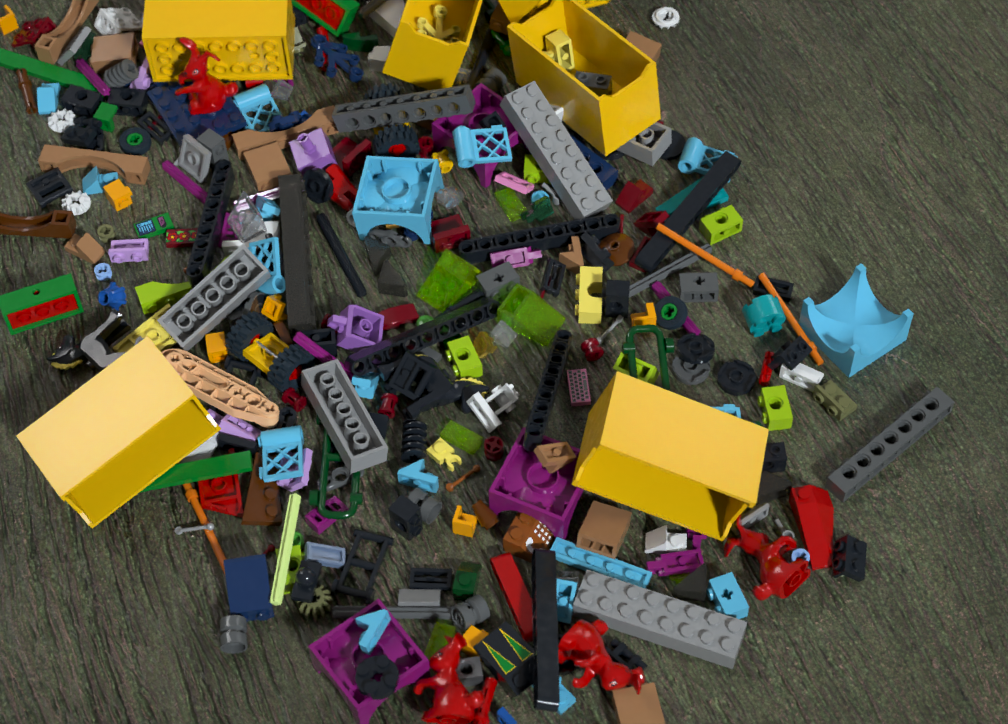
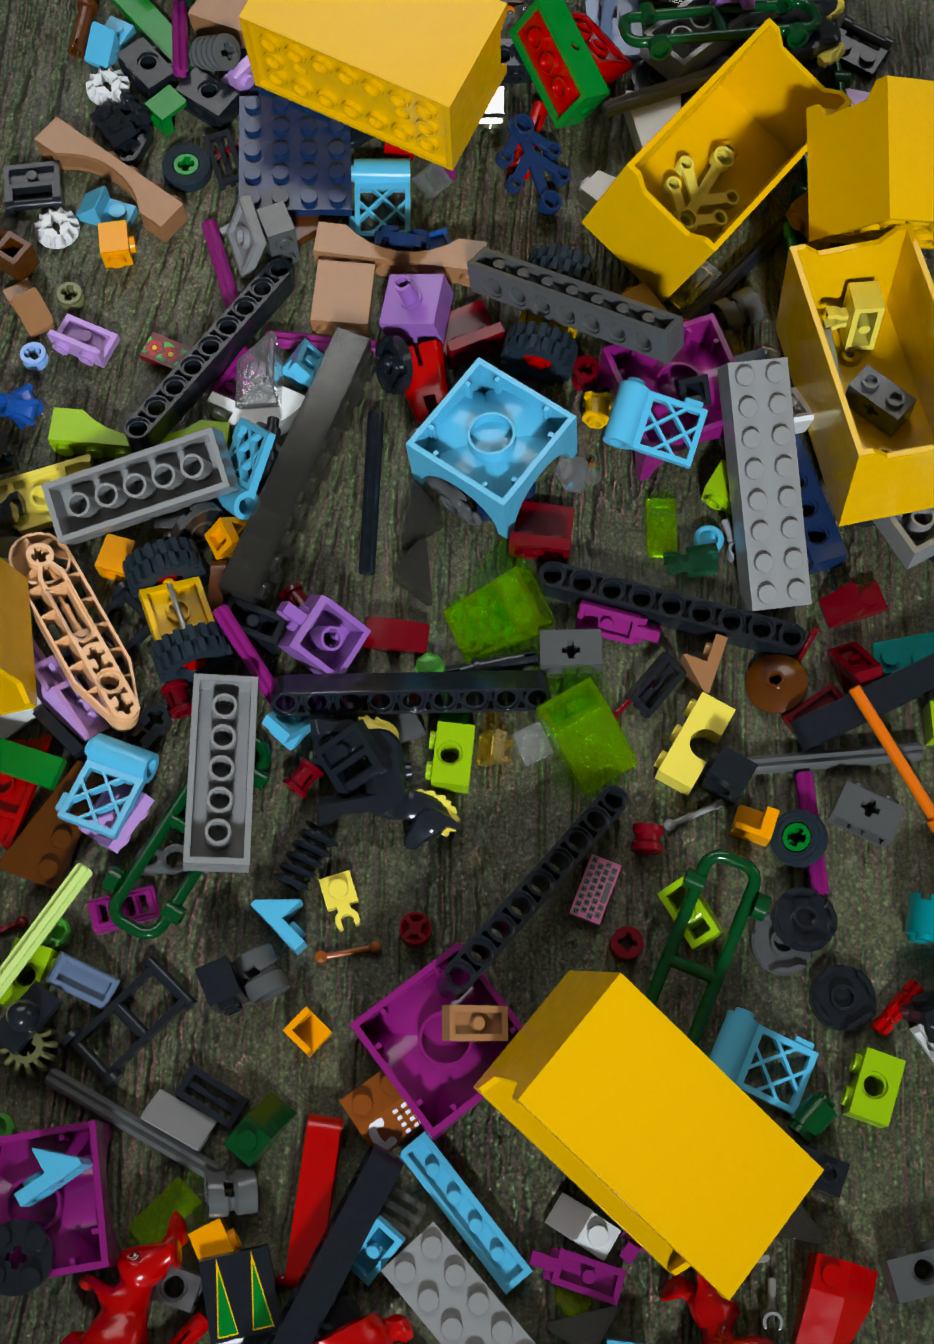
camera: 25 degrees right, 15 degrees up
(153, 226) = (140, 317): tile -> none
(206, 92) = (314, 138): red animal -> none
(360, 44) = (590, 158): dark green slope -> none
(382, 423) = (272, 803): black slope -> none
(461, 437) = (381, 884): clear neon green plate -> none
(485, 515) = (341, 1040): reddish brown cone -> none
(504, 397) = (476, 855): white tile -> none
(514, 182) = (683, 495): bright pink tile -> none
(595, 254) = (739, 679): black bracket -> none
(604, 529) = (495, 1164): medium nougat brick -> none

